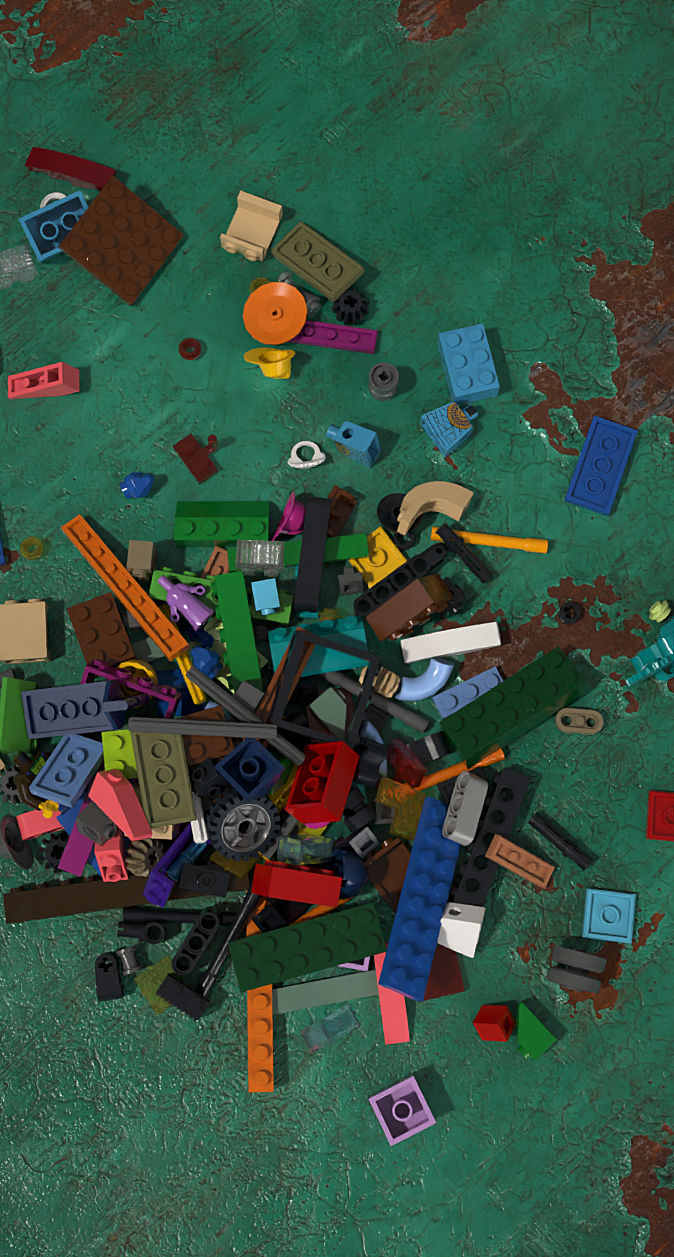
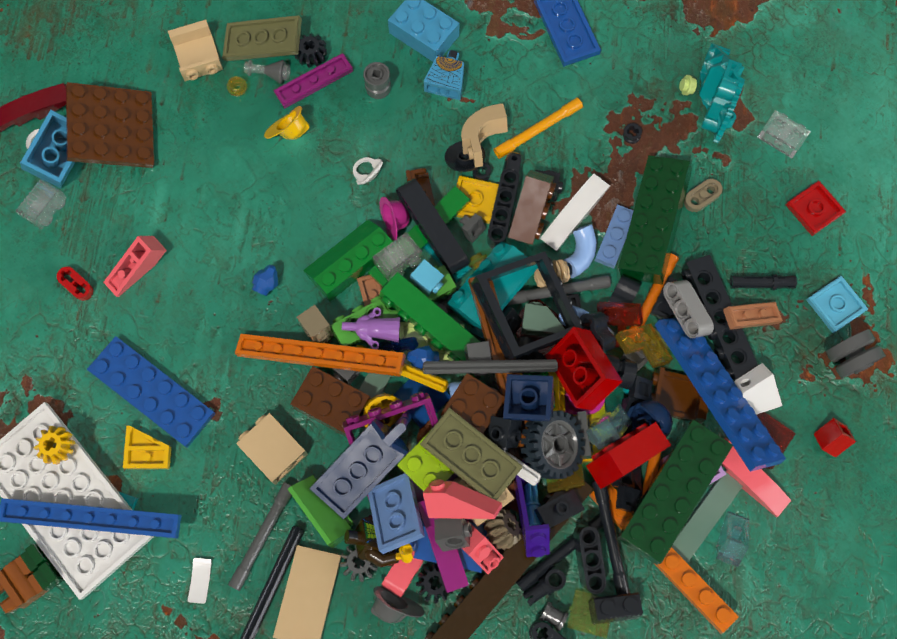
camera: 40 degrees left, 5 degrees down
(26, 543) = (221, 381): clear yellow plate -> none
(186, 343) = (222, 157): clear red plate -> none
(196, 457) = (291, 231): clear red plate -> none
(202, 728) = (470, 398): dark grey axle -> none
(275, 313) = (262, 92): orange piece -> none
(355, 442) = (394, 133): dark azure torso -> none
(401, 1109) = (833, 550): lavender brick -> none
(445, 532) = (521, 145): black pin -> none
(531, 1034) = (864, 423): green slope -> none

